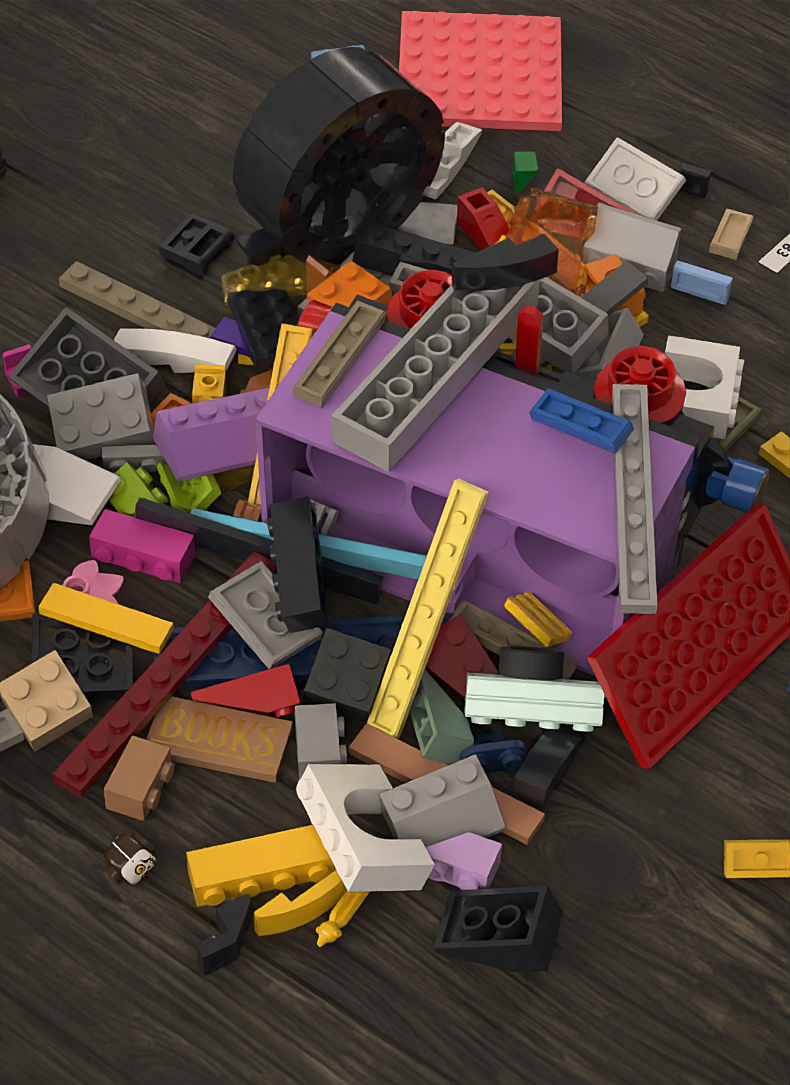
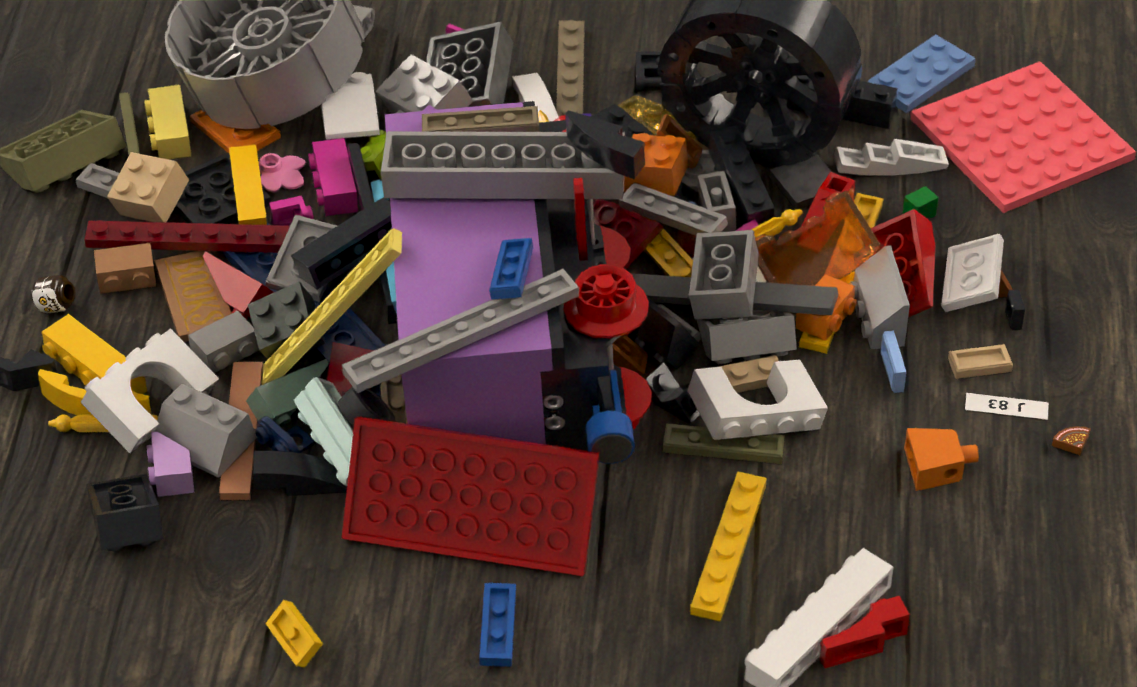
camera: 60 degrees right, 5 degrees down
(170, 597) = (284, 210): none -> dark pink bracket

